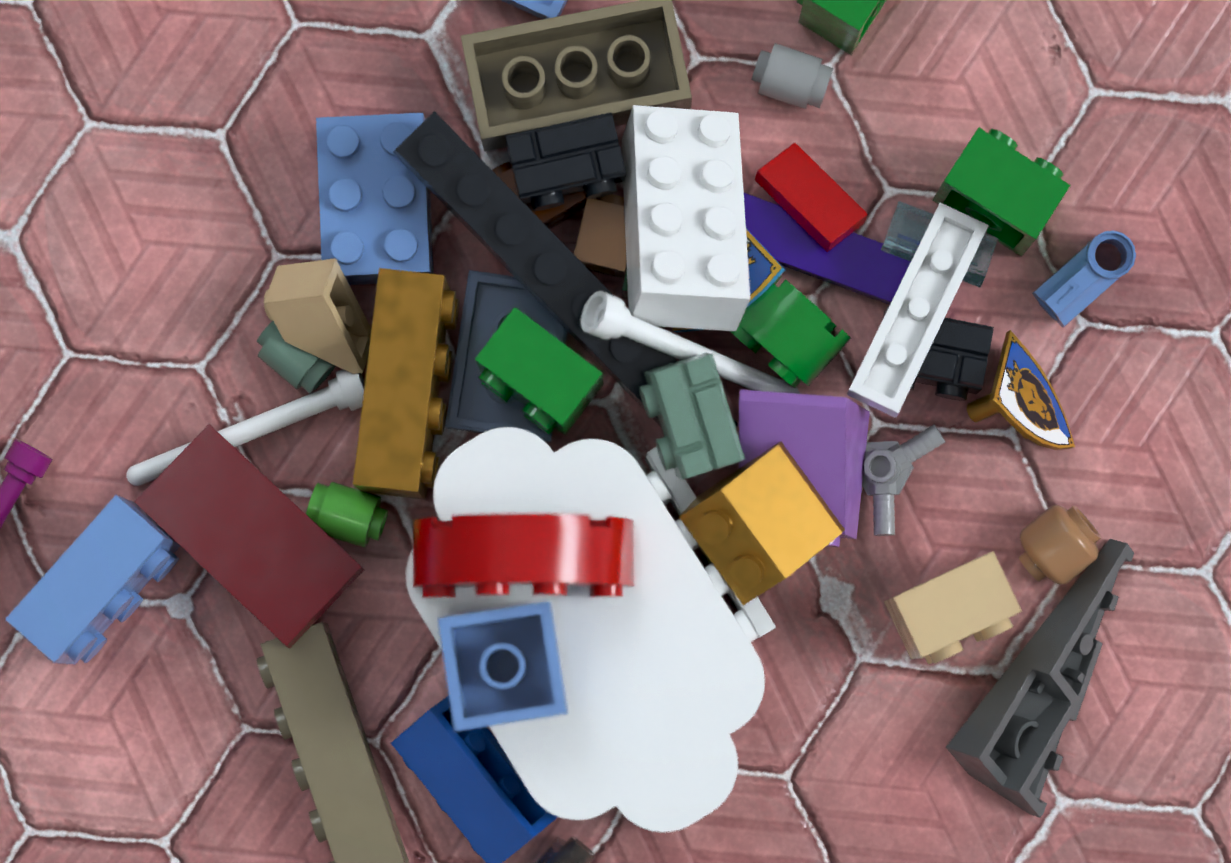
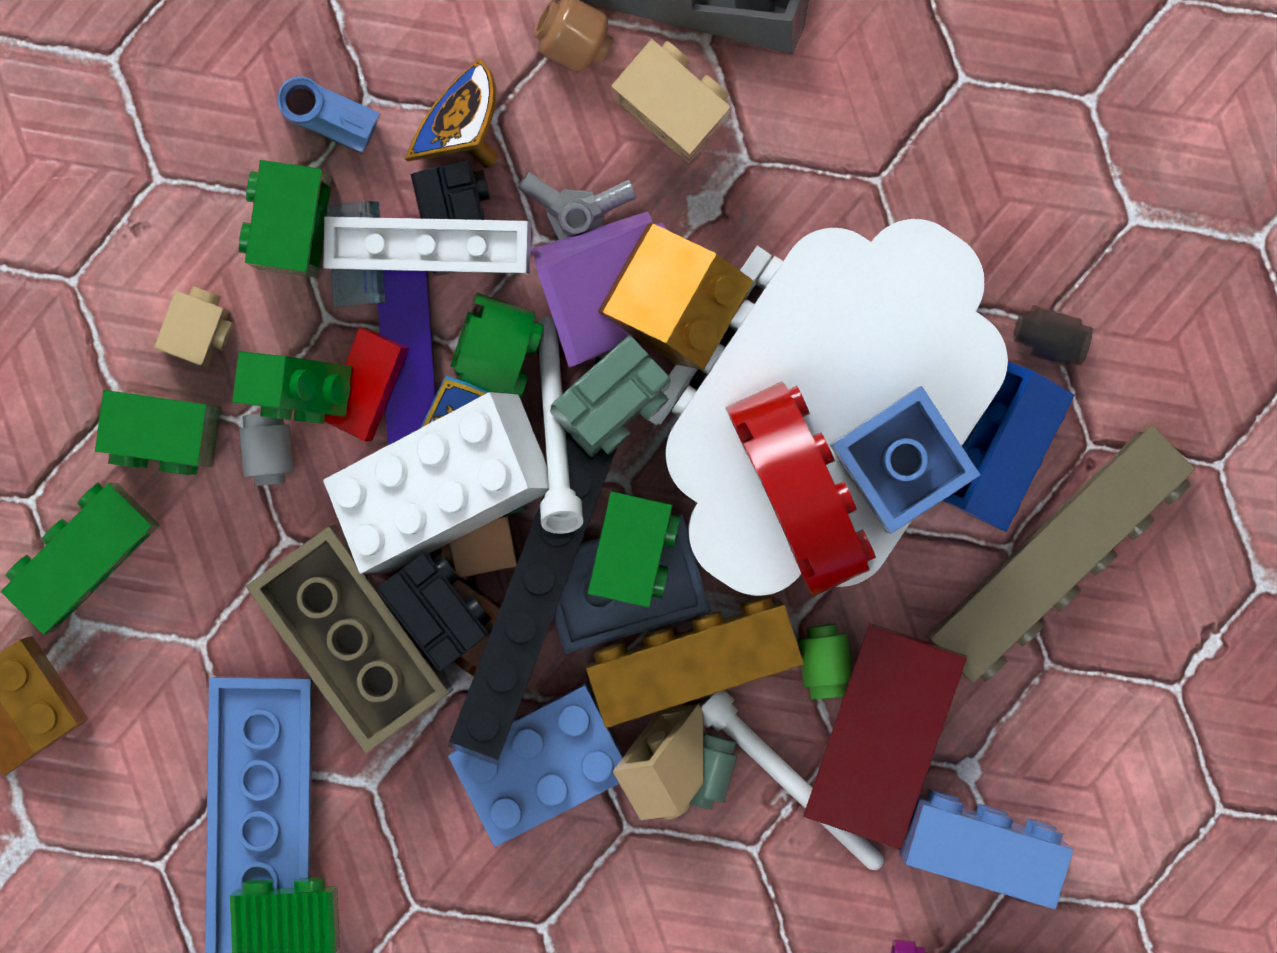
camera: 120 degrees left, 5 degrees up
(841, 124) = (292, 384): none -> green brick
(937, 61) = (194, 327): none -> tan brick

